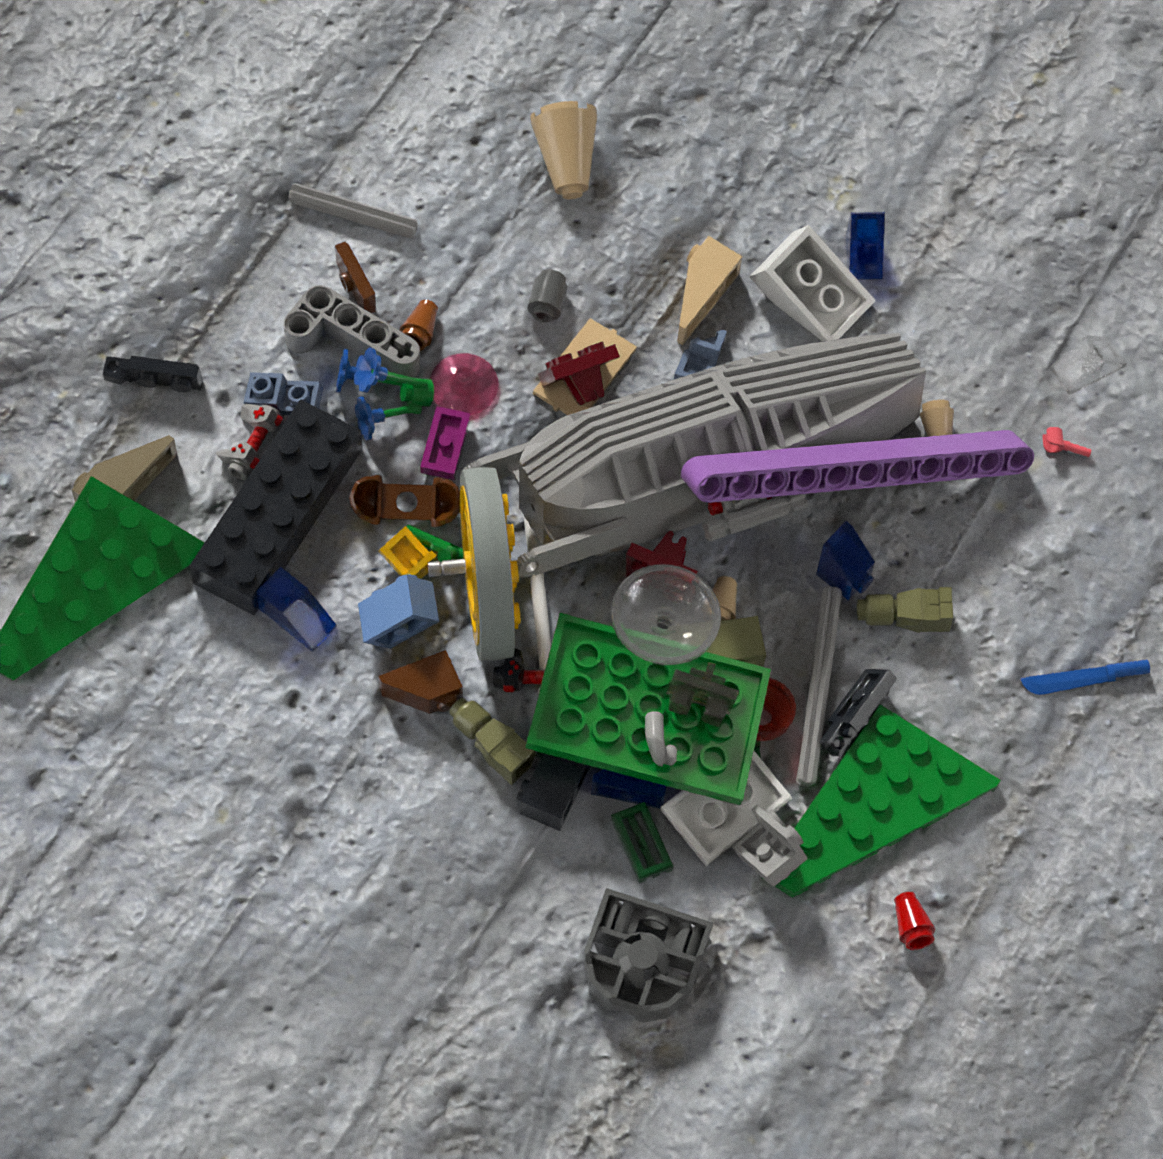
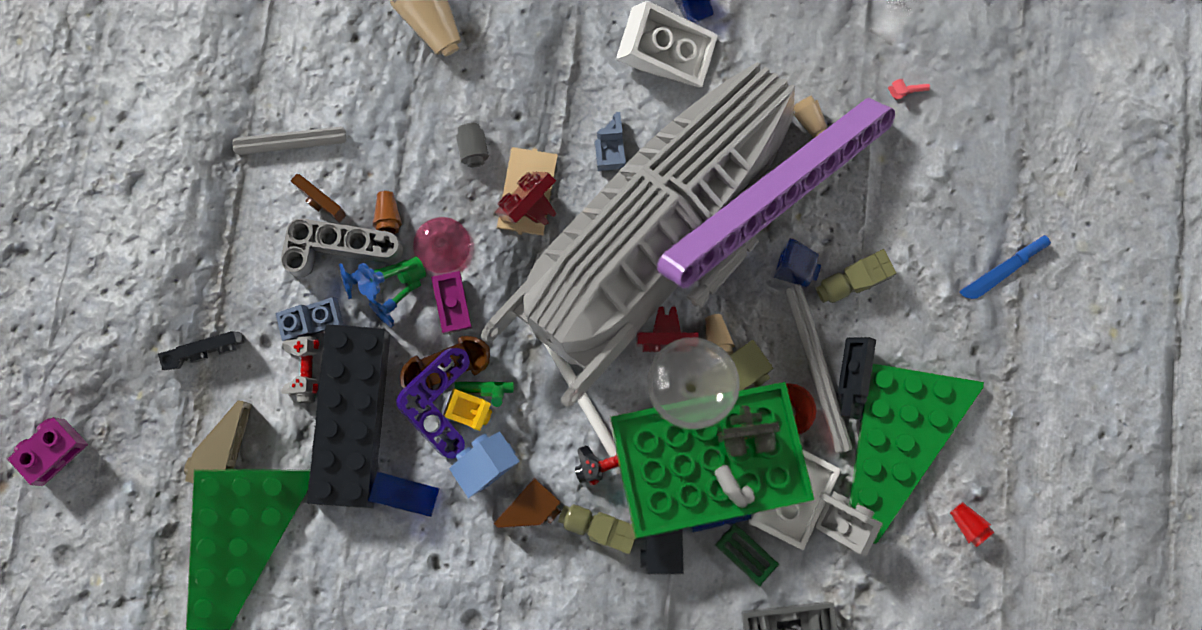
camera: 20 degrees left, 15 degrees up
(369, 519) = (427, 396): none -> dark purple beam
(486, 563) = (538, 408): light grey wheel -> none
(709, 275) = (584, 75): tan slope -> none

